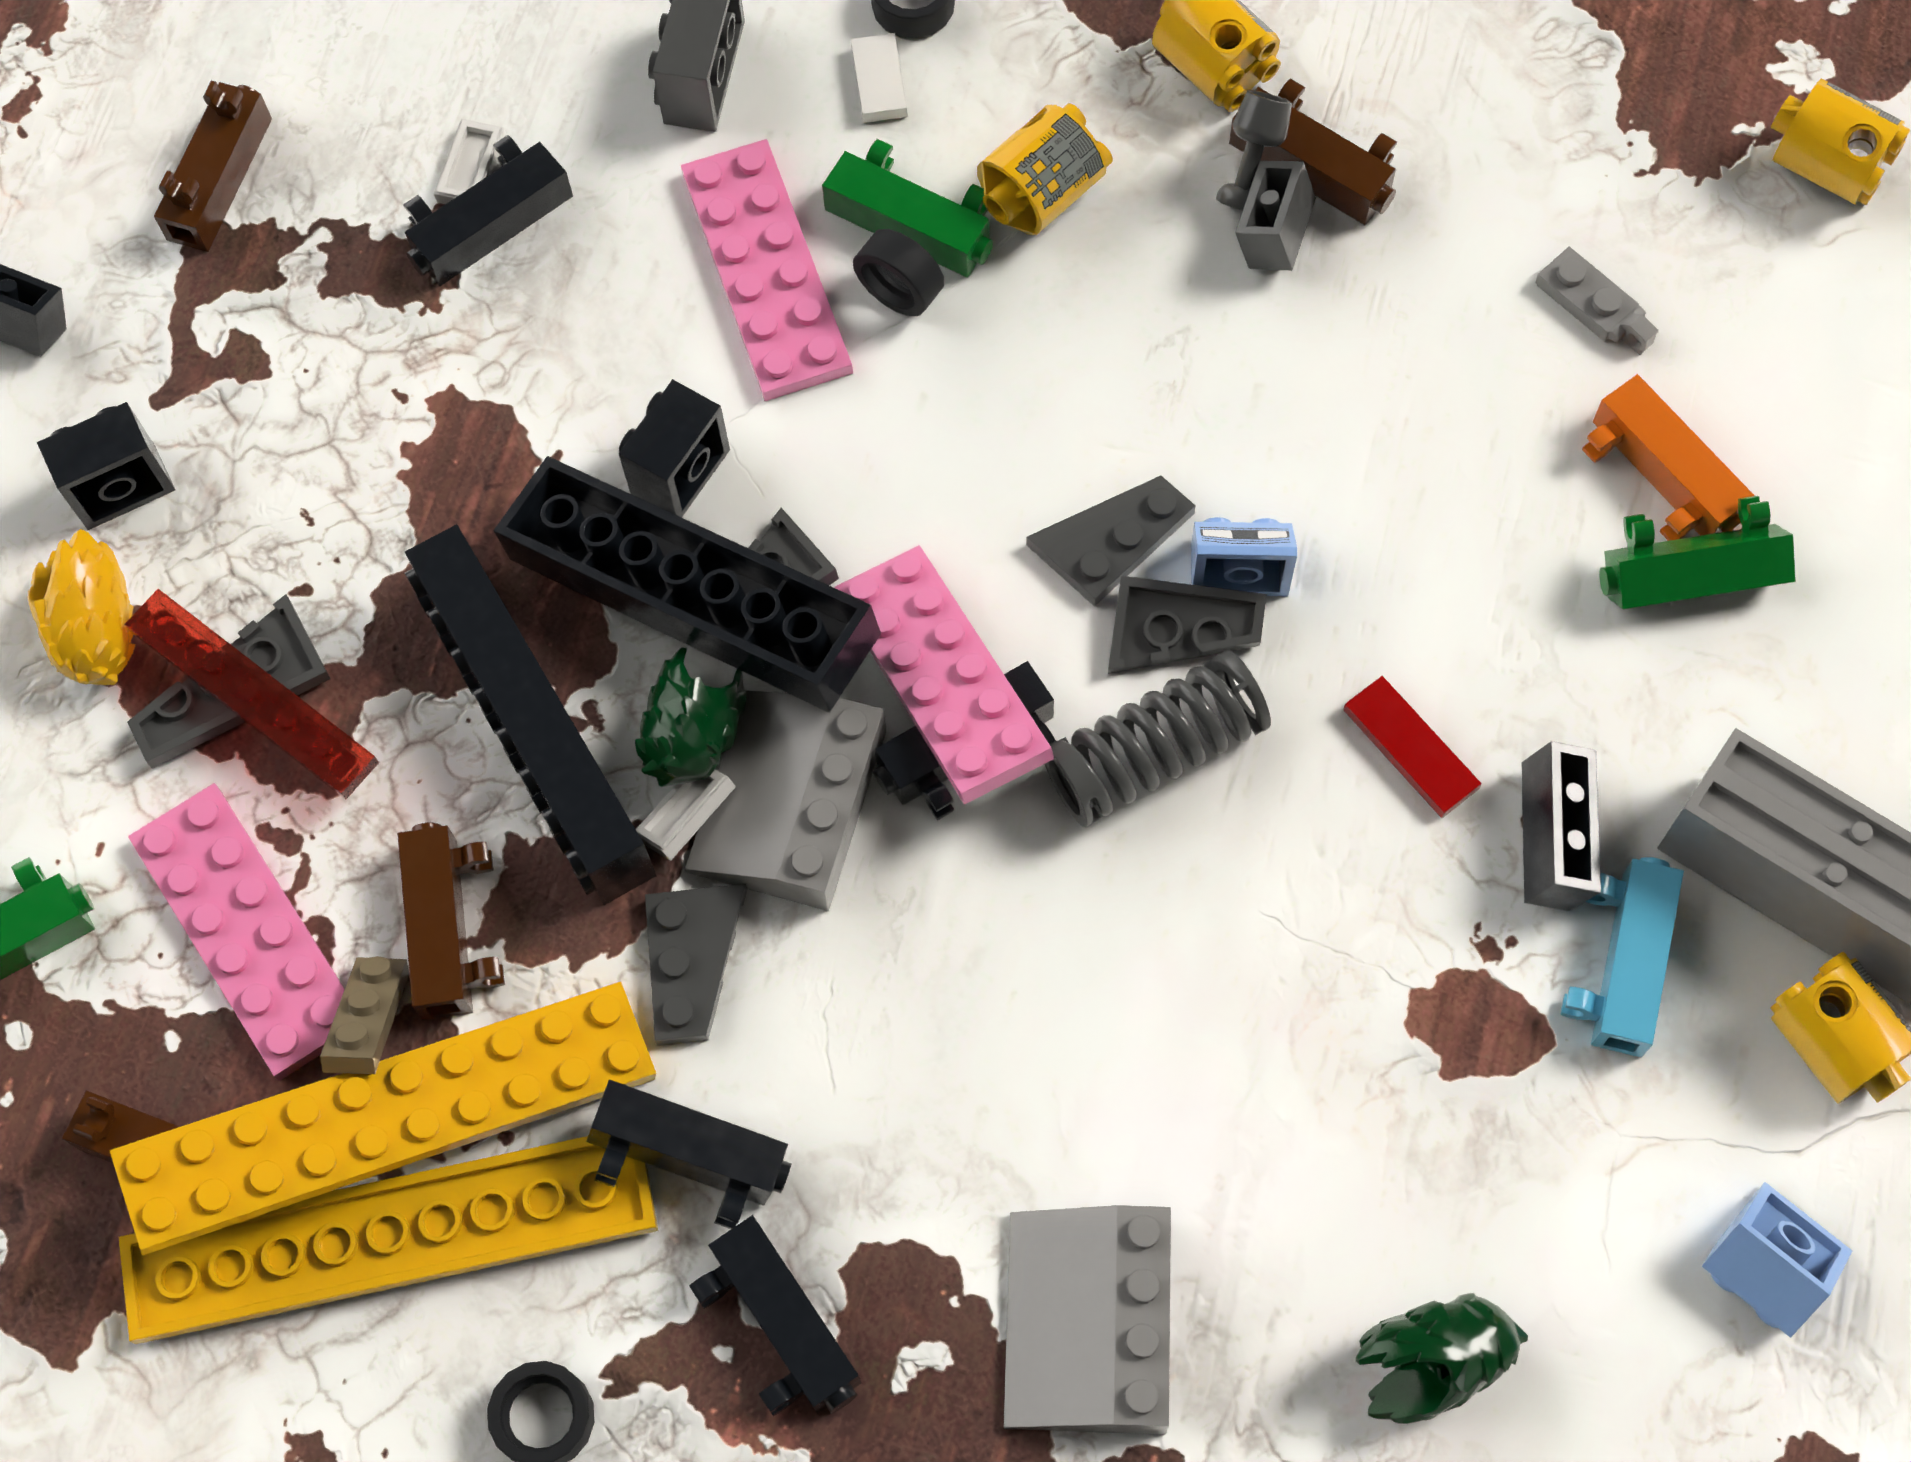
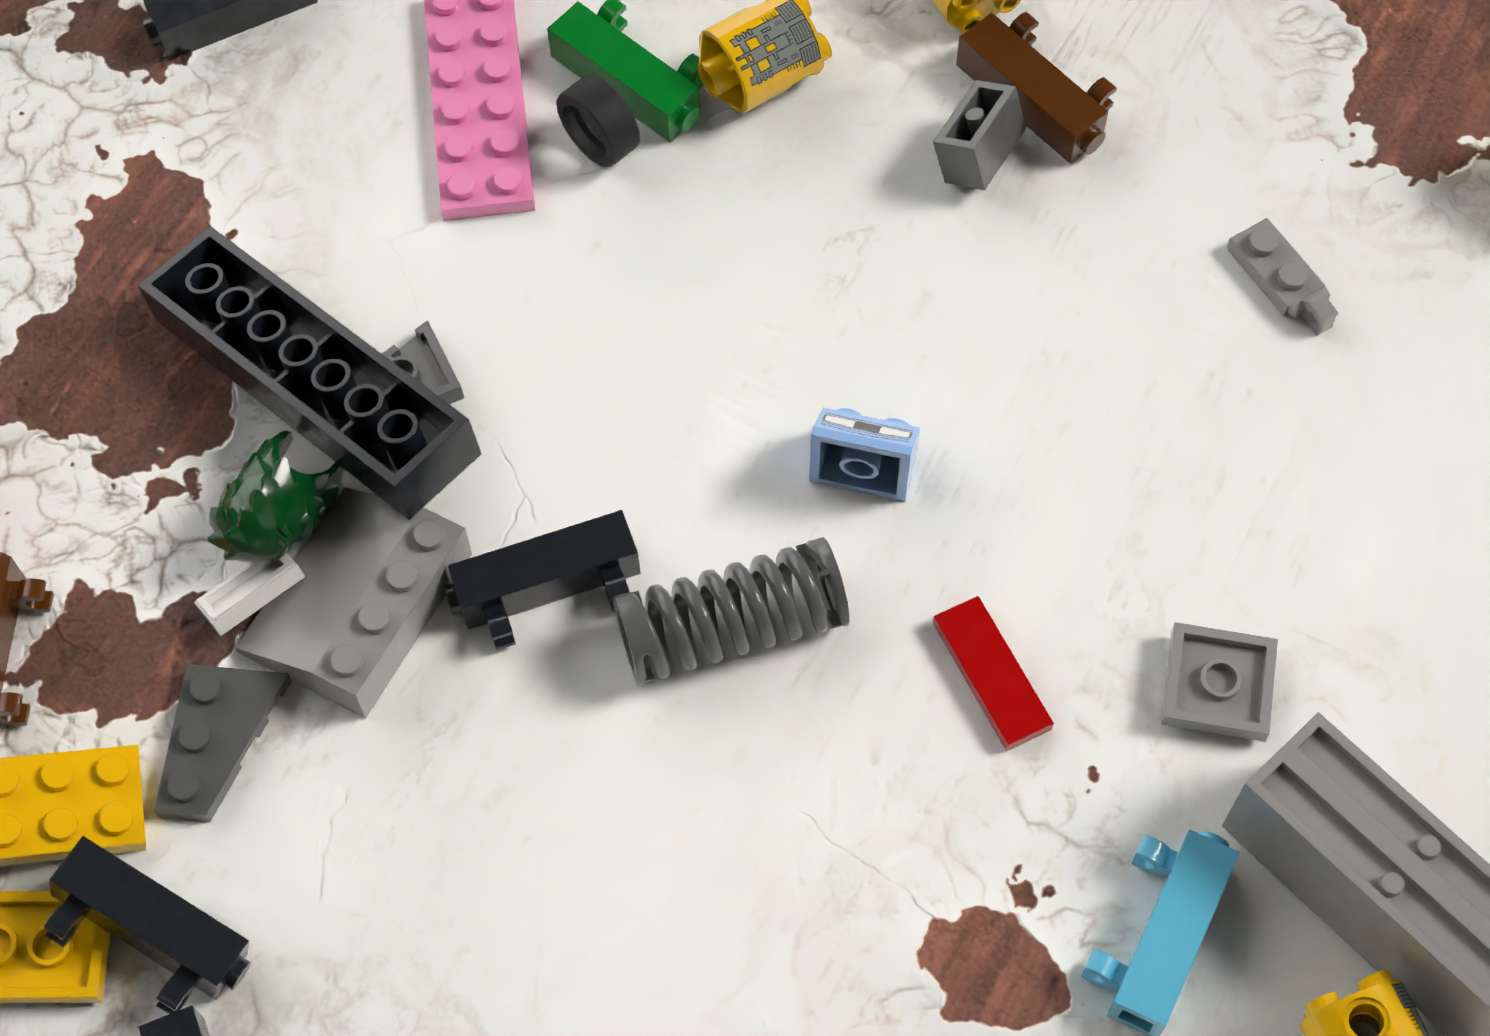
camera: 10 degrees right, 5 degrees down
(527, 717) = (120, 471): black brick -> none
(674, 448) = (335, 244): black brick -> none
(947, 677) = (536, 510): bright pink plate -> none
(1112, 537) = (744, 410): dark grey wing -> none
(1180, 622) = (788, 504): dark grey wing -> none
(1262, 123) = (983, 43): dark grey piece -> none
(1560, 826) = (1122, 782): black brick -> none
(1627, 711) = (1219, 682): none -> light grey plate
(1669, 458) = (1324, 440): orange brick -> none
(1698, 565) = (1327, 548): green brick -> none

